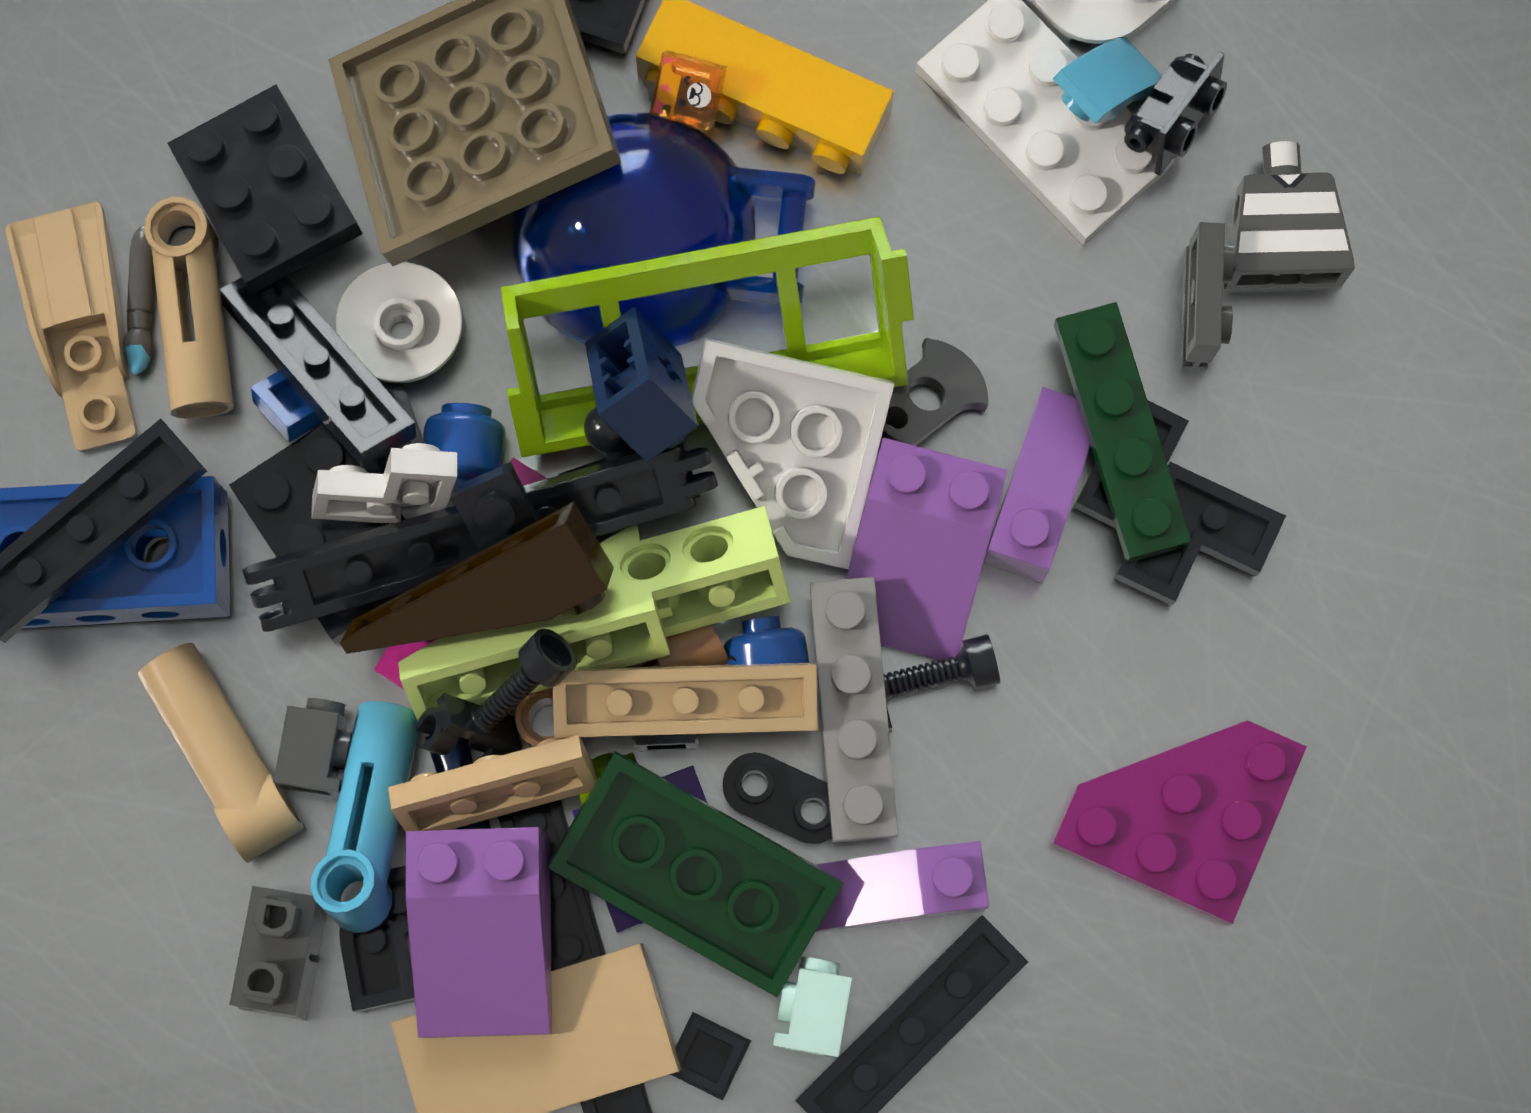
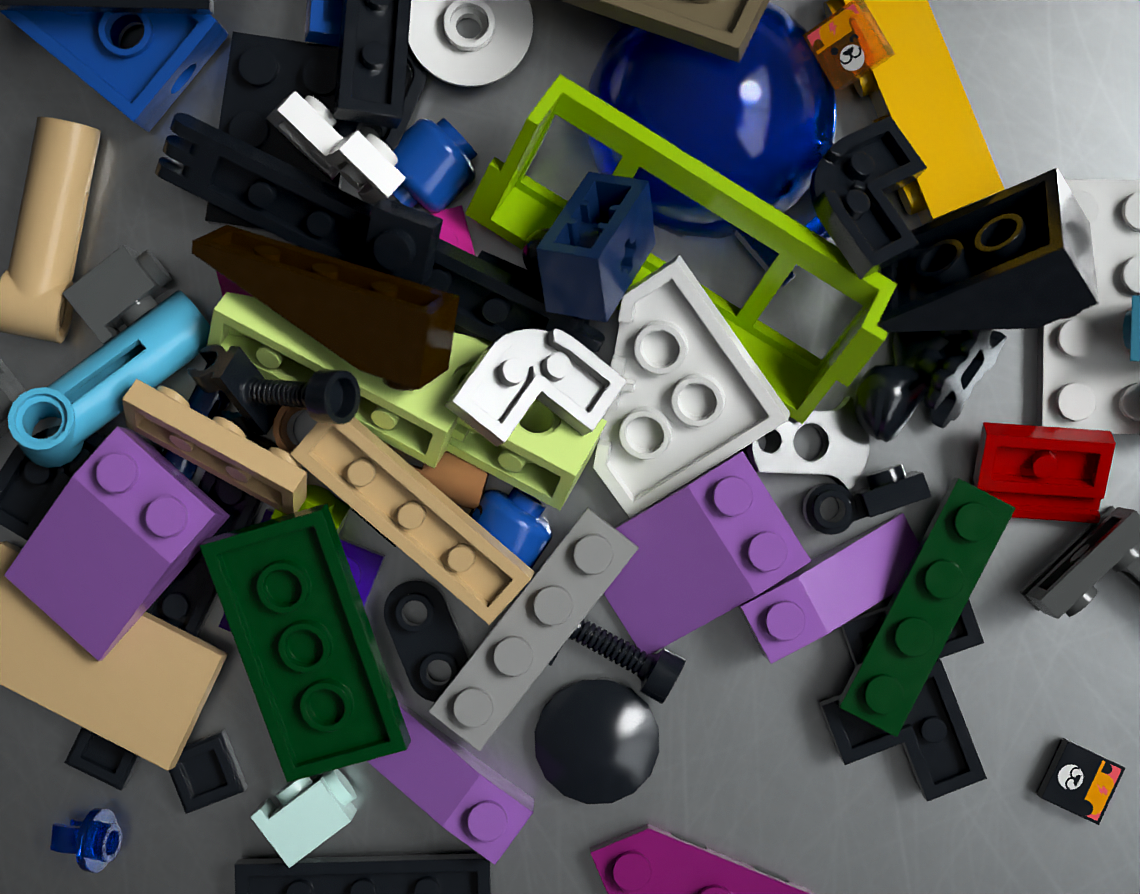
camera: 35 degrees right, 10 degrees up
(677, 506) = (532, 367): none -> plate
(788, 183) = (851, 194): none -> black plate
(935, 143) = (997, 264): none -> black slope
(955, 249) = (927, 367): none -> black animal
(979, 757) = (596, 741): none -> black dish
(1014, 378) = (886, 491): none -> black plate
(1113, 259) = (1045, 470): none -> red plate
(1356, 459) = (1081, 781): none -> black tile

